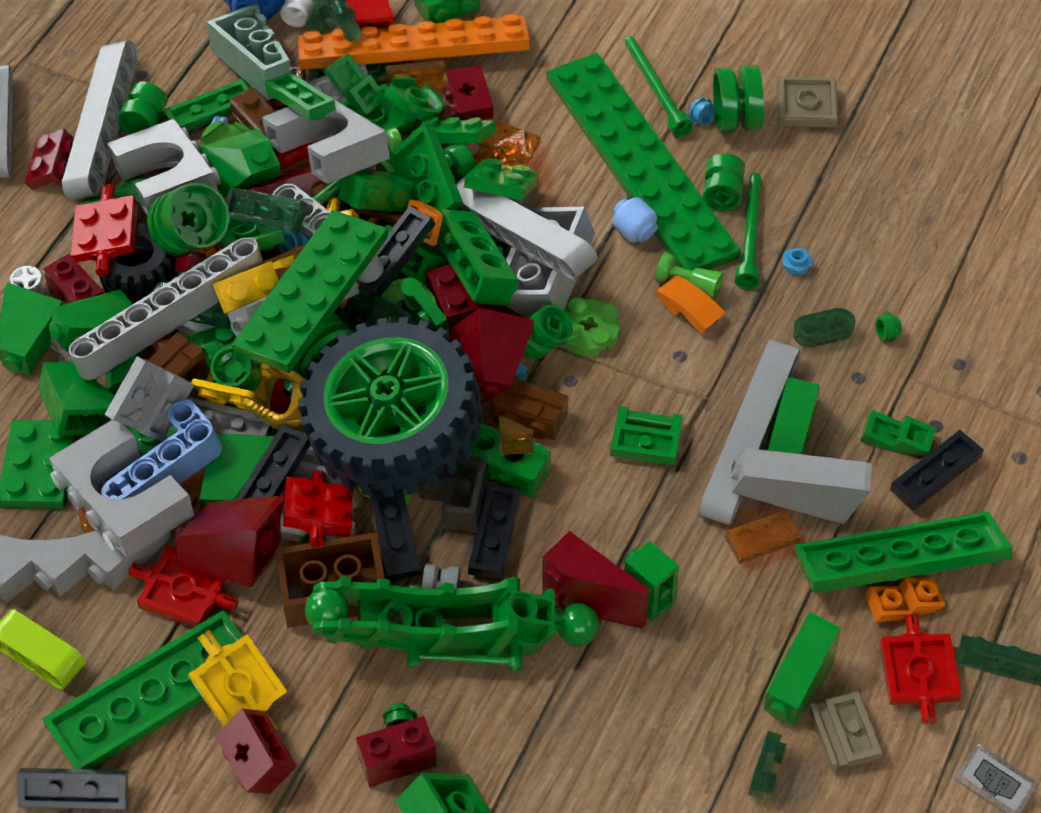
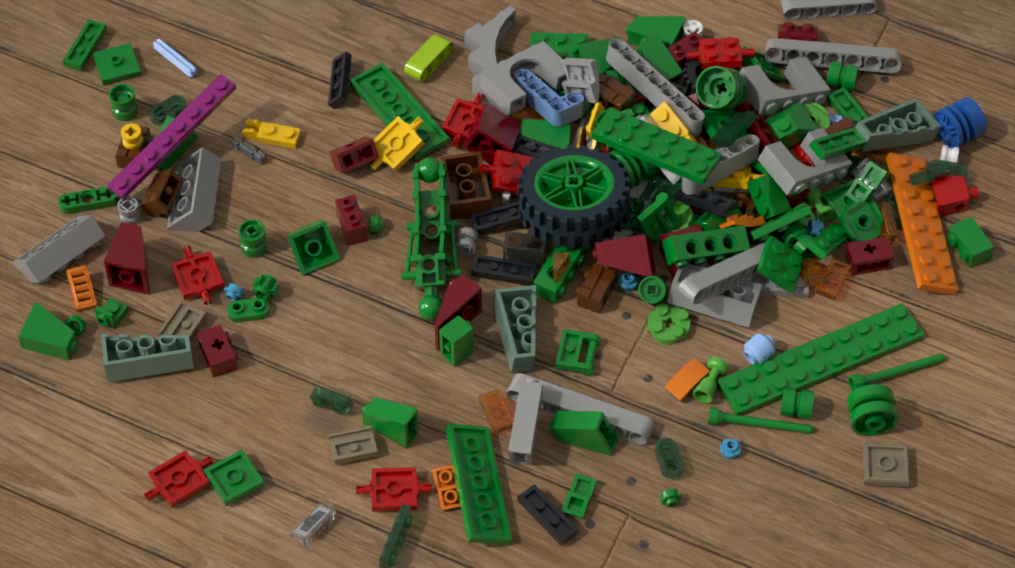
camera: 90 degrees right, 0 degrees up
(615, 503) = (516, 323): none -> sand green wedge

